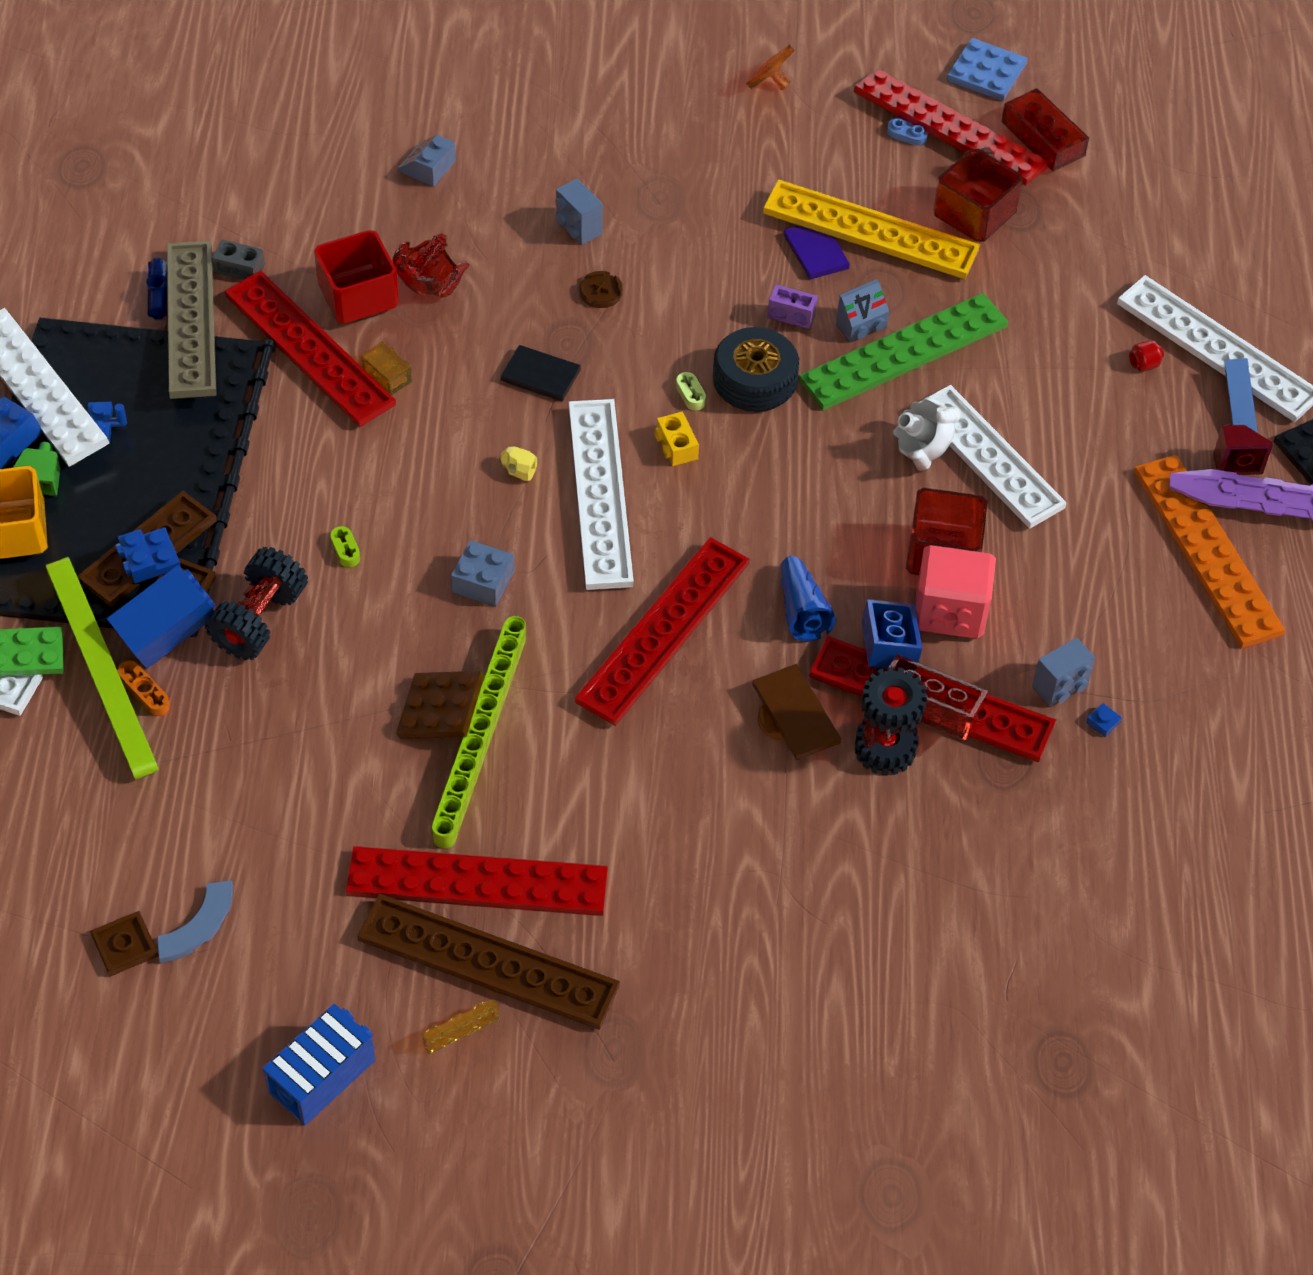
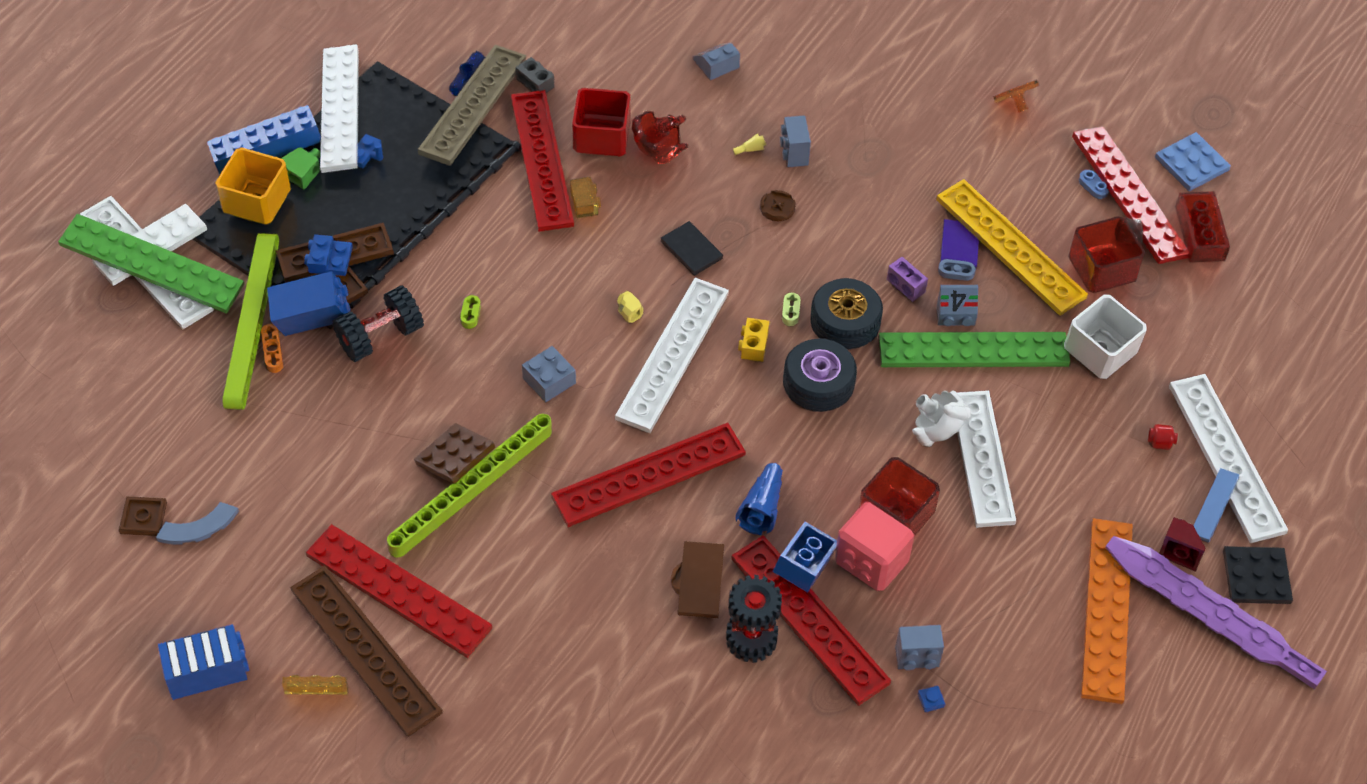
camera: 30 degrees right, 0 degrees up
(532, 234) = (753, 144): none -> light yellow cone
(772, 444) = (819, 375): none -> black wheel
(832, 276) = (956, 269): none -> sand blue plate
(950, 702) = (806, 619): clear red brick -> none
(1032, 277) = (1105, 336): none -> white plate

